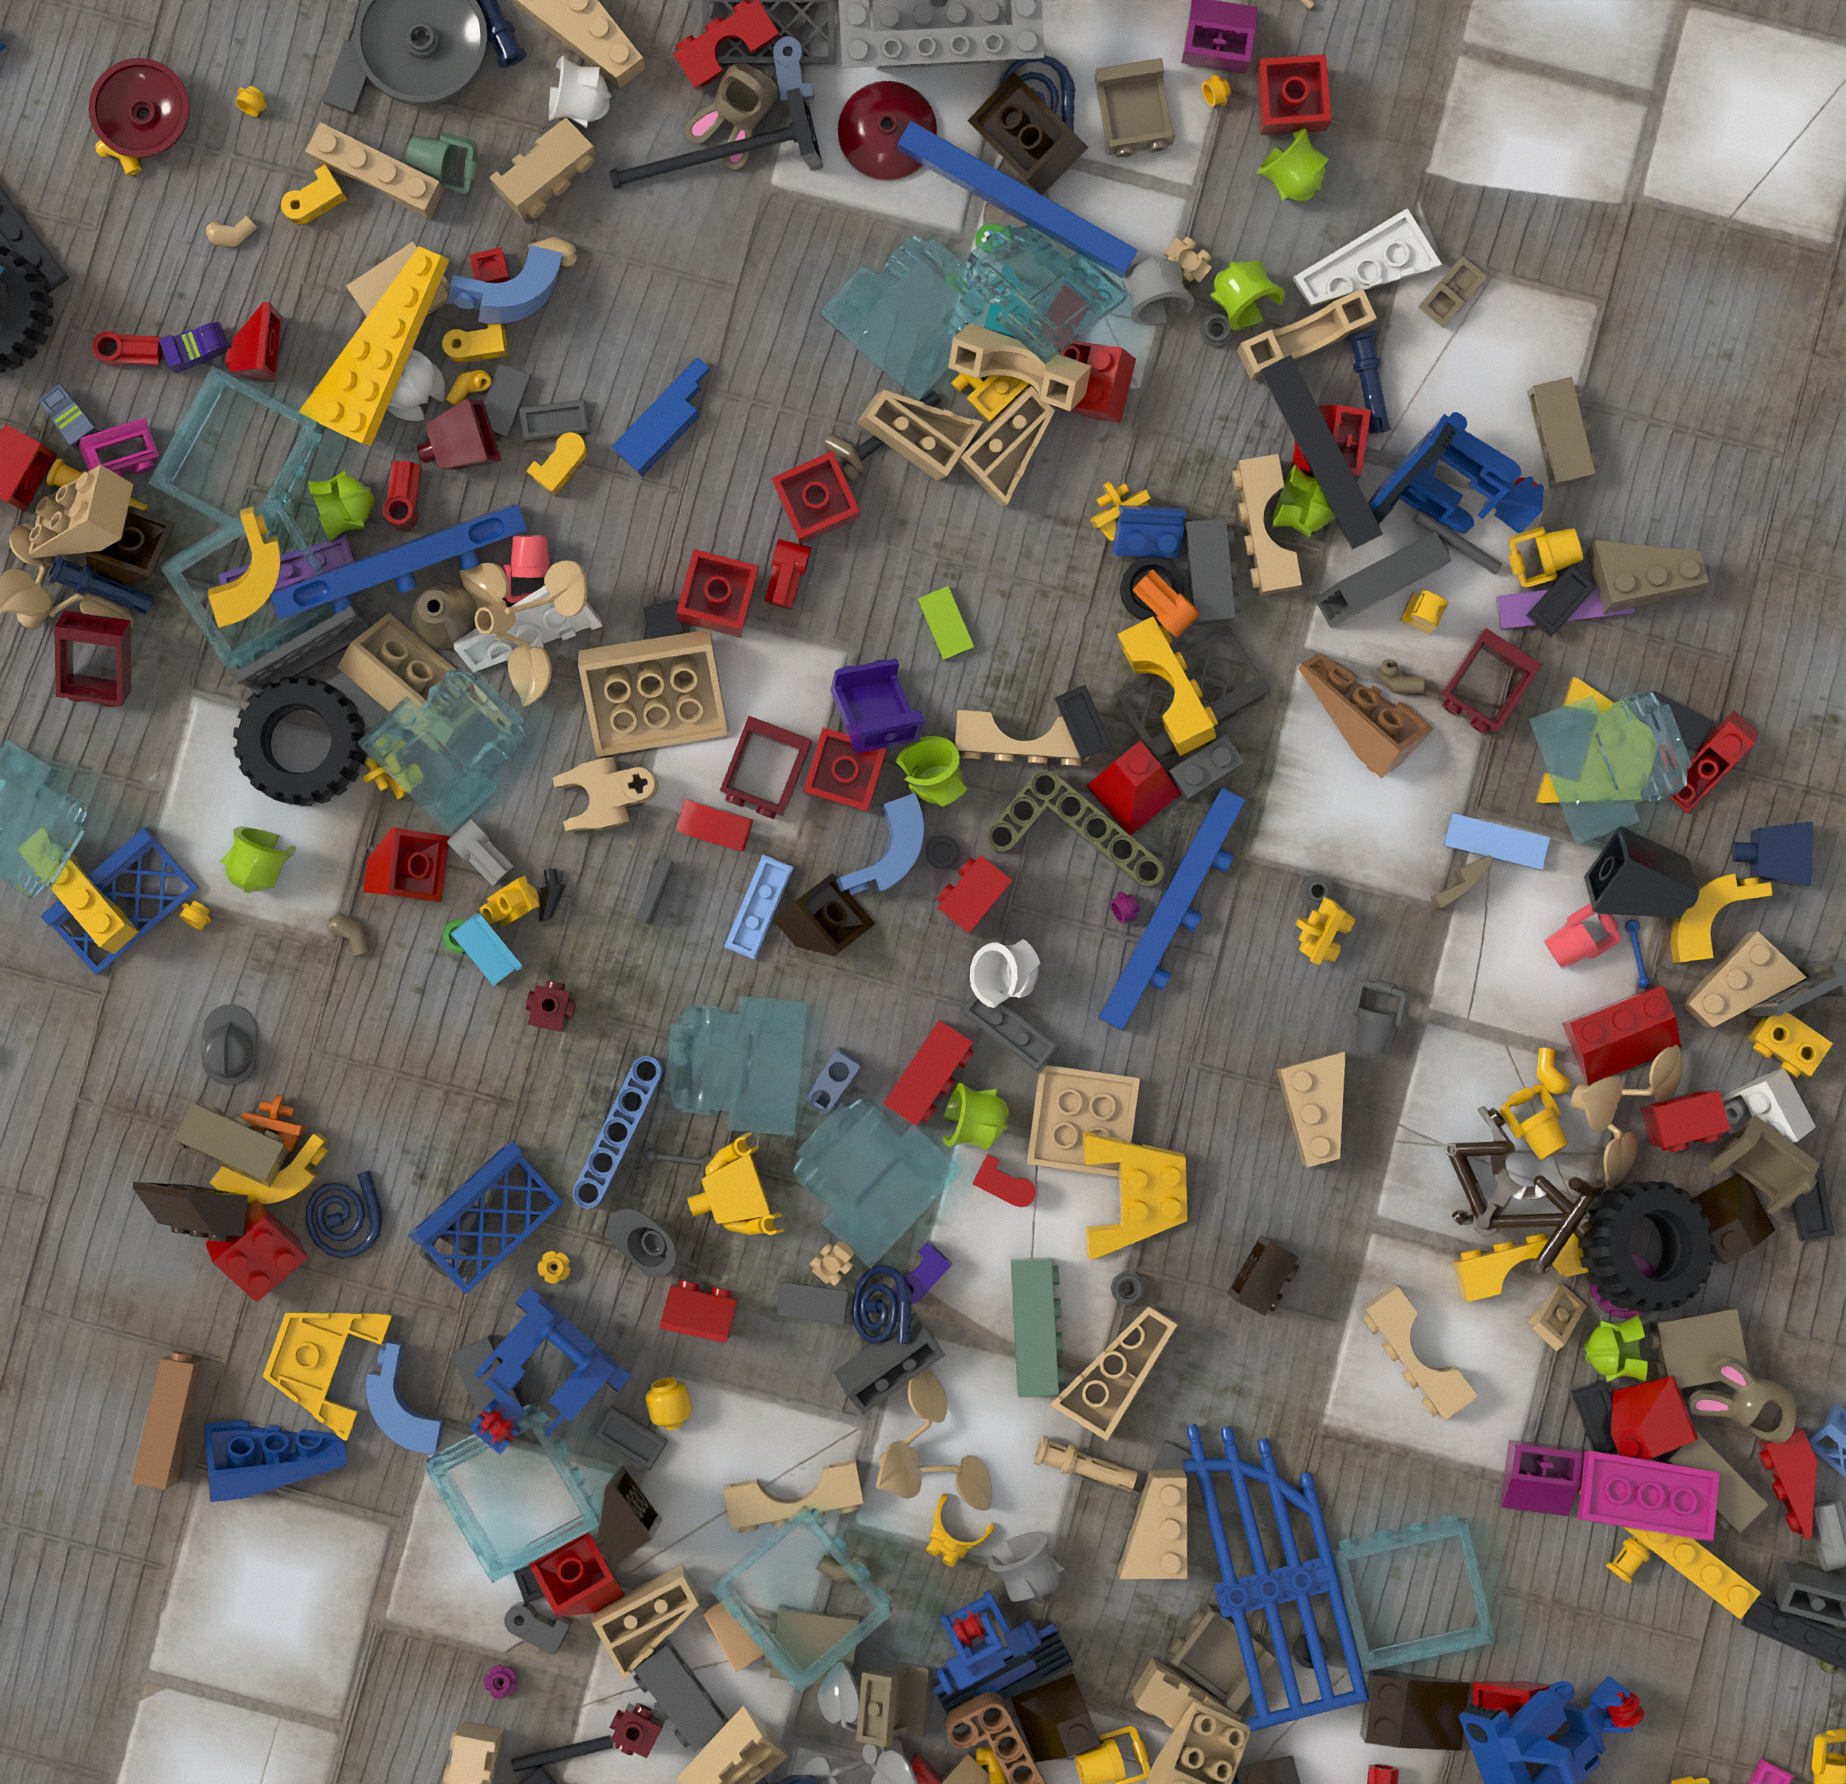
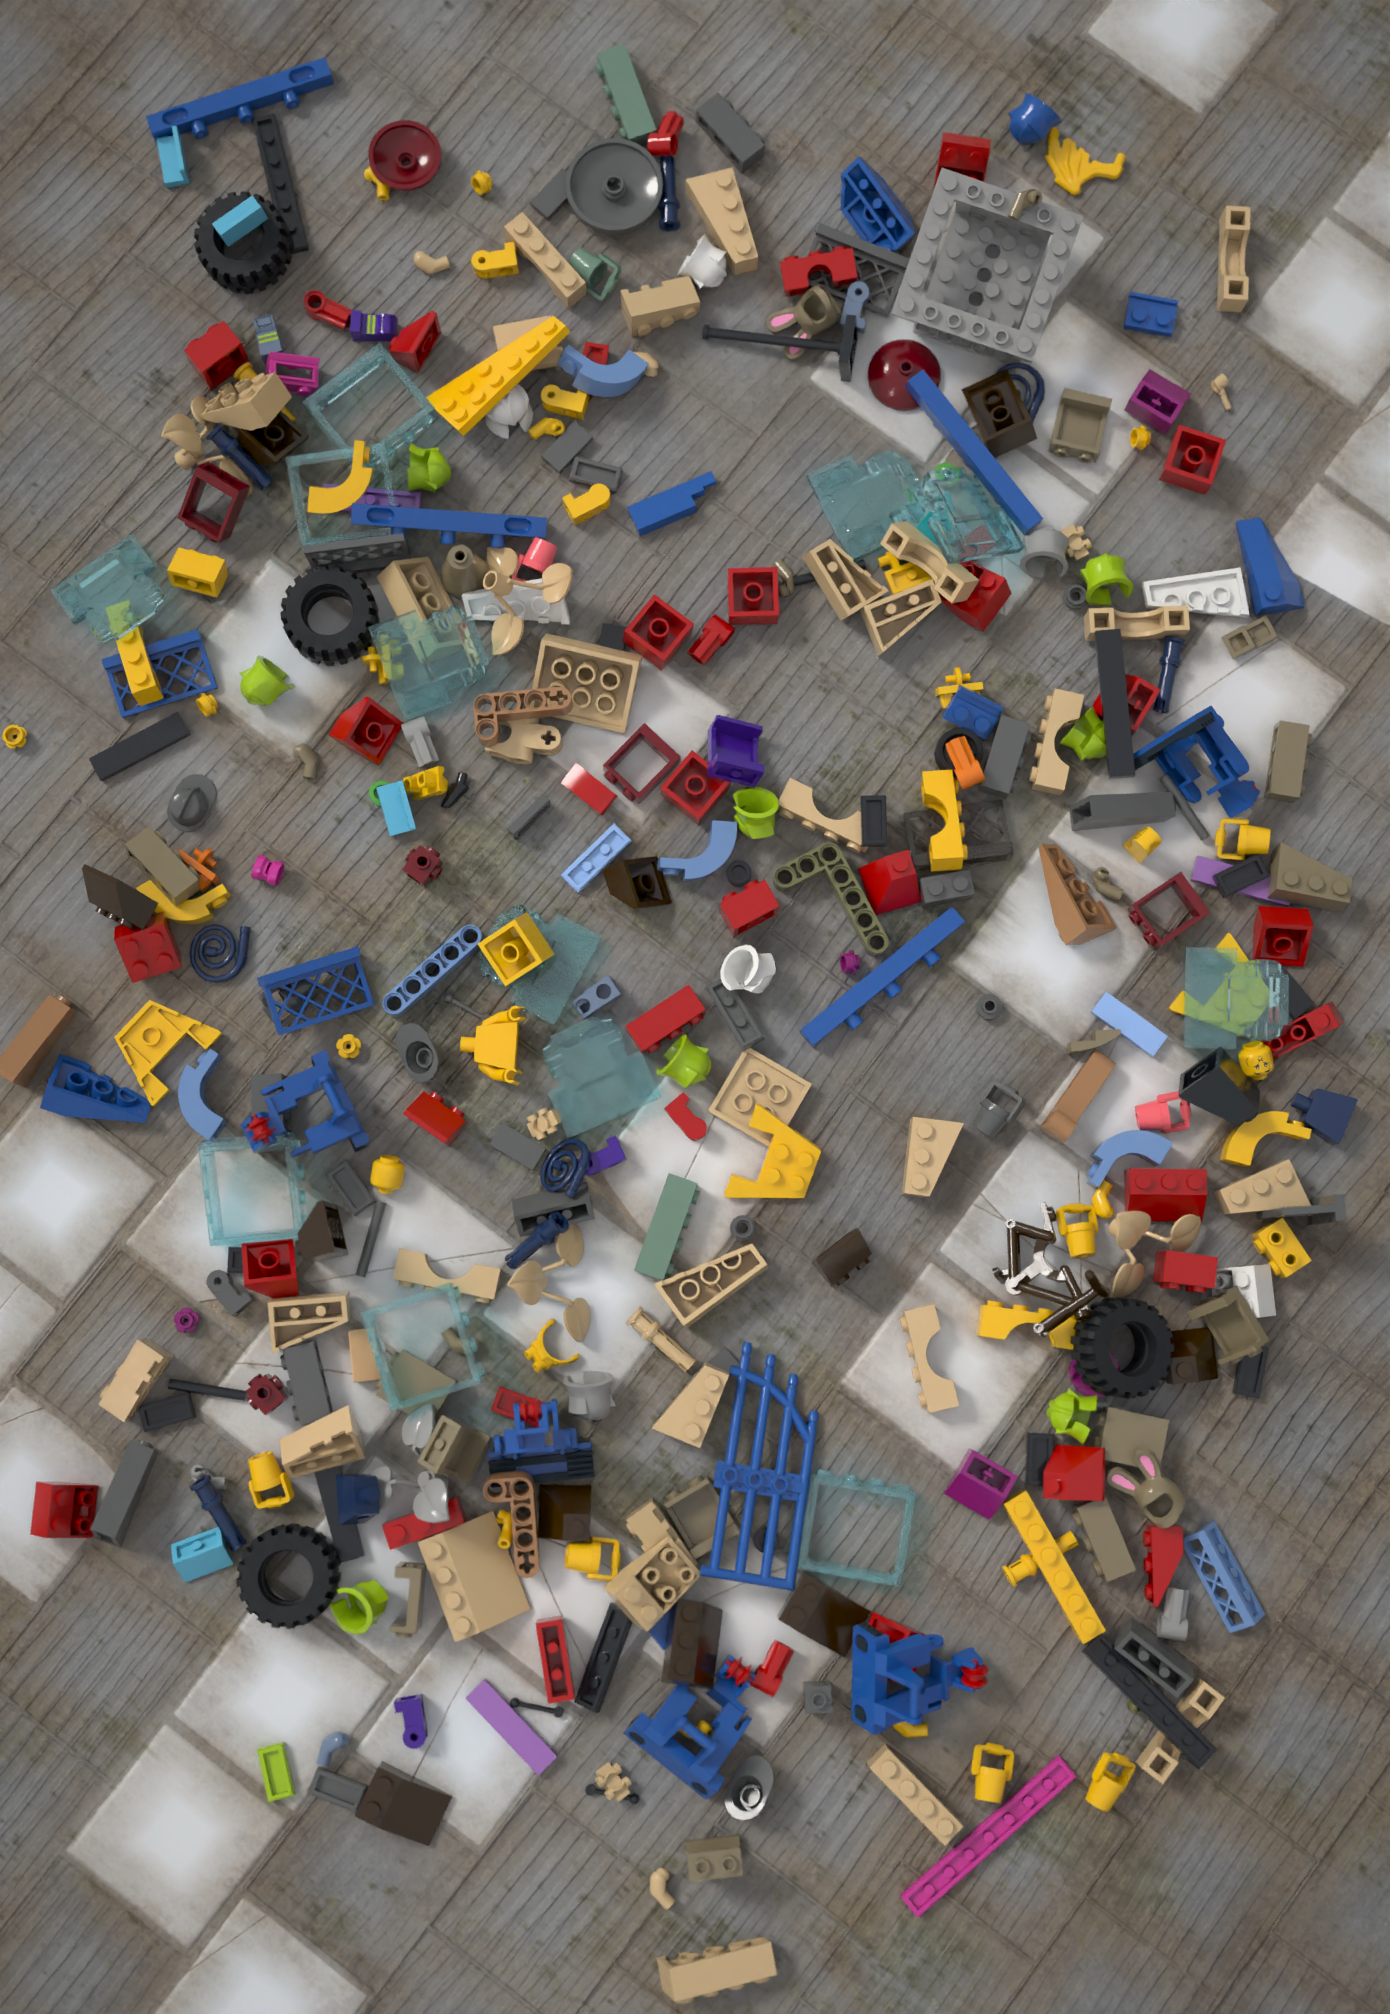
camera: 20 degrees right, 5 degrees down
(111, 754) = (197, 572): none -> yellow brick
(134, 1002) = (139, 746): none -> black tile
(361, 1091) = (268, 870): none -> dark pink wheel
(403, 491) = (471, 480): red piece -> none
(460, 438) = (527, 458): dark red torso -> none
(593, 764) = (522, 711): none -> medium nougat beam
(681, 1489) = (370, 1239): none -> dark grey bar
(710, 1064) = (516, 949): none -> yellow slope
(891, 1402) = (543, 1235): none -> dark blue pin
(928, 1612) = (504, 1403): none -> red tile
(945, 623) = (806, 718): lime tile -> none
(1297, 170) = (1174, 510): lime helmet -> none
(1320, 930) = (980, 1032): yellow hips -> none
(1445, 200) = (1268, 573): none -> blue wedge
(1469, 959) = (1077, 1096): none -> medium nougat beam
(1549, 992) = (1134, 1142): none -> medium blue arch
(1557, 1317) = (1038, 1374): tan slope -> none
(1632, 927) = (1200, 1123): blue hinge -> none
(1640, 654) = (1282, 935): none -> red slope
(1648, 1496) = (1053, 1525): dark pink plate -> none
(1669, 823) = (1256, 1060): none -> yellow head

